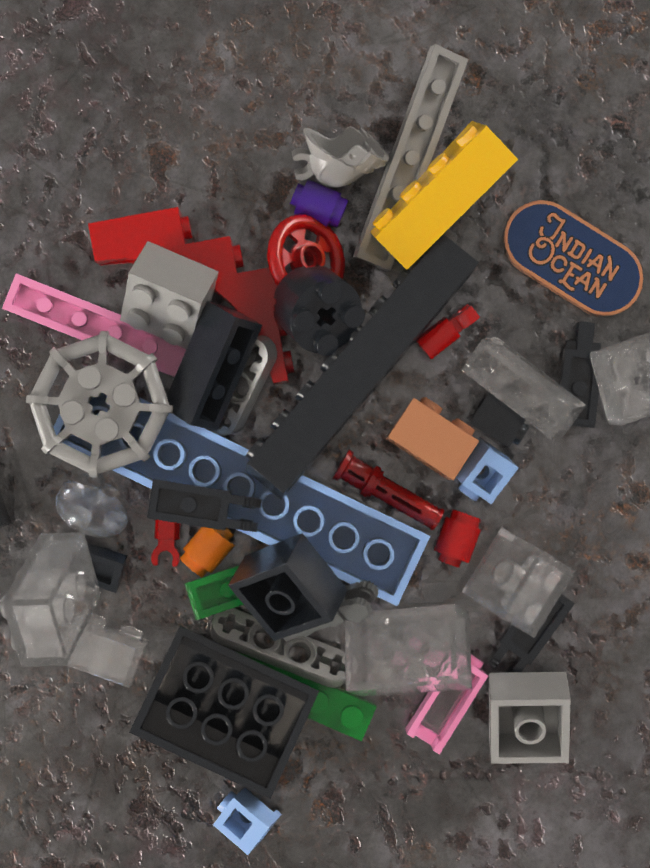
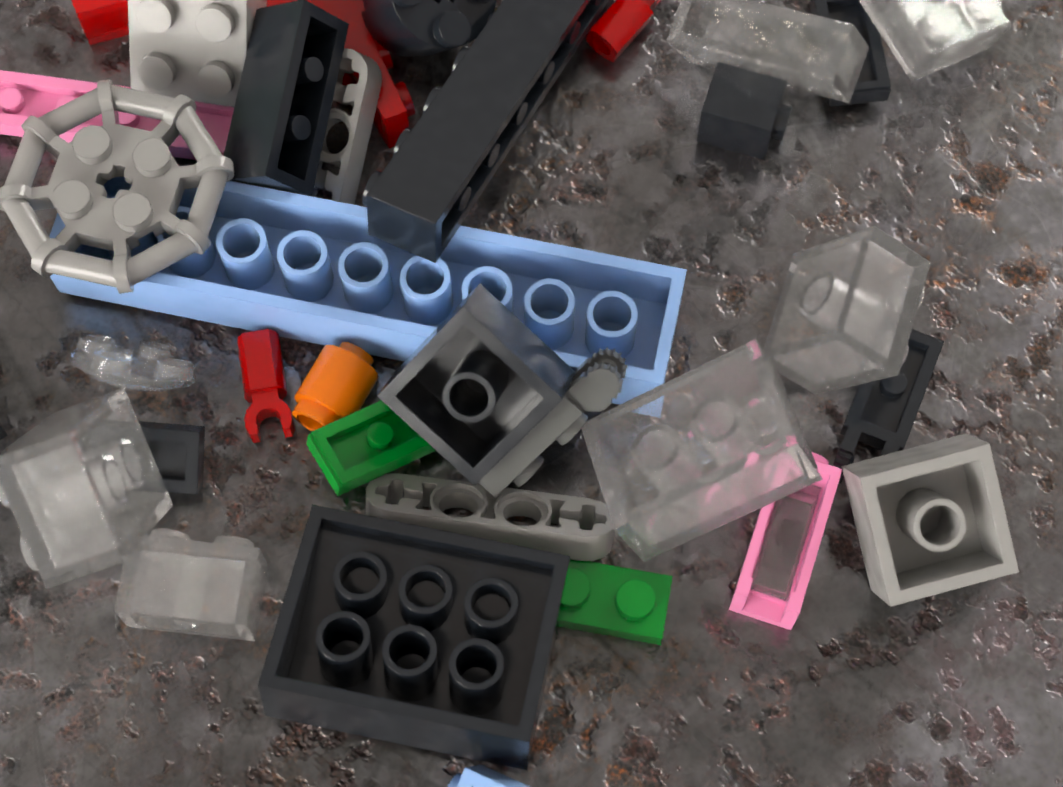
camera: 15 degrees left, 20 degrees down
(198, 506) = (308, 293): black hinge -> none
(372, 482) = (575, 232): red pin -> none
(432, 438) = (648, 142): nougat brick -> none
(457, 538) = (730, 287): red brick -> none
(497, 472) = (759, 173): light blue brick -> none

